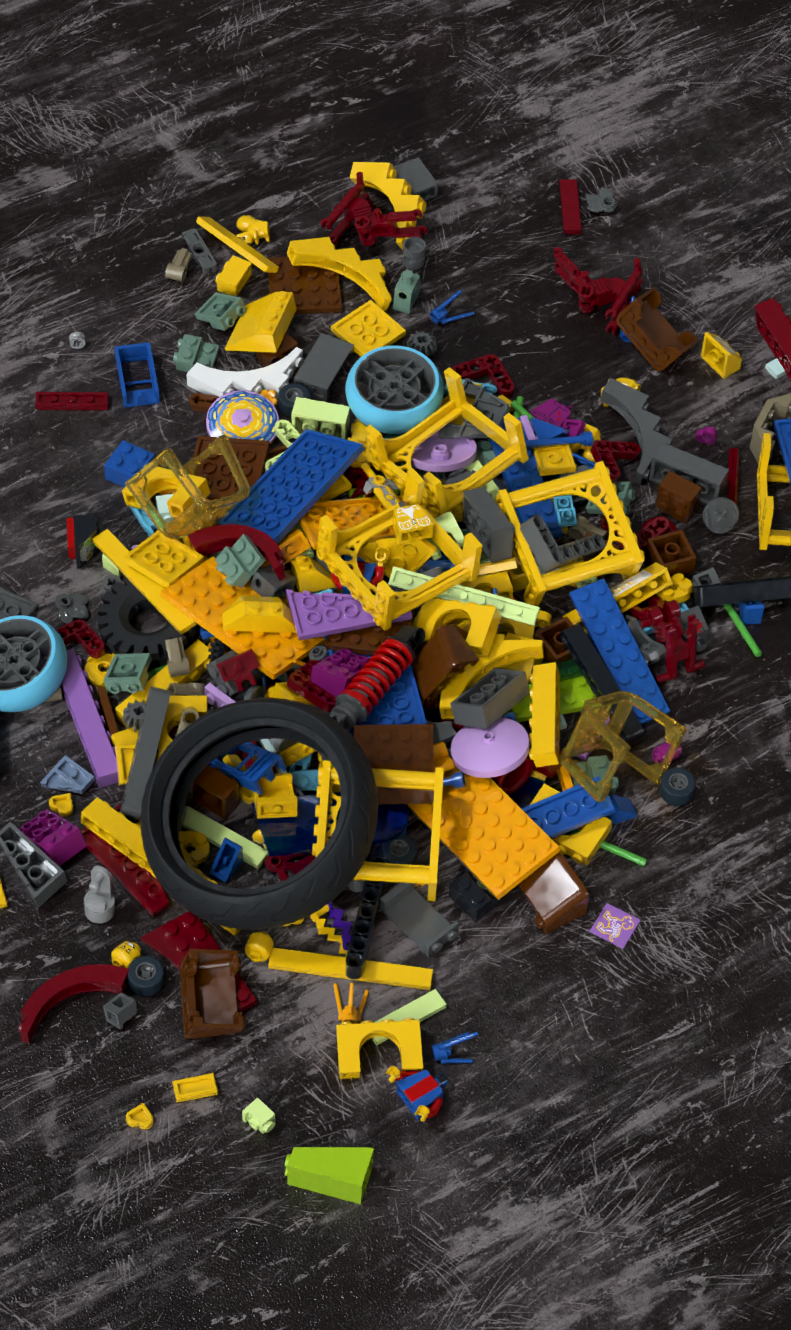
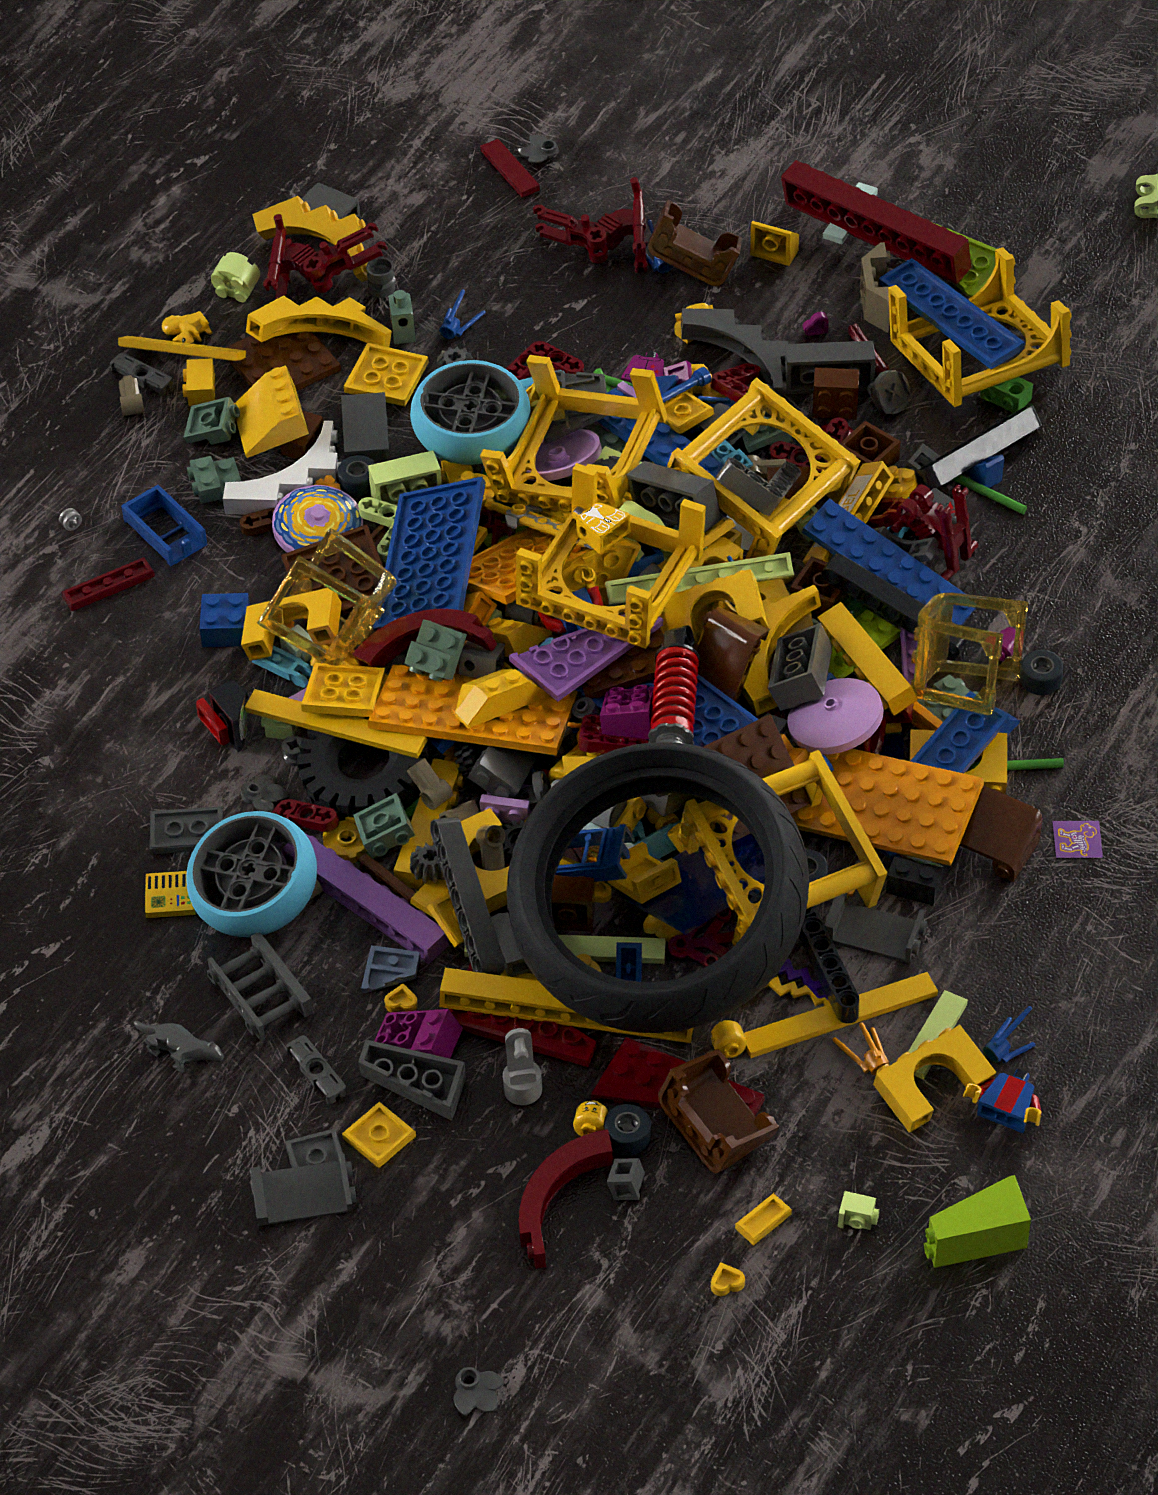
camera: 25 degrees left, 5 degrees down
(239, 668) = (513, 760): dark red plate -> none
(309, 206) = (235, 277): none -> yellowish green brick

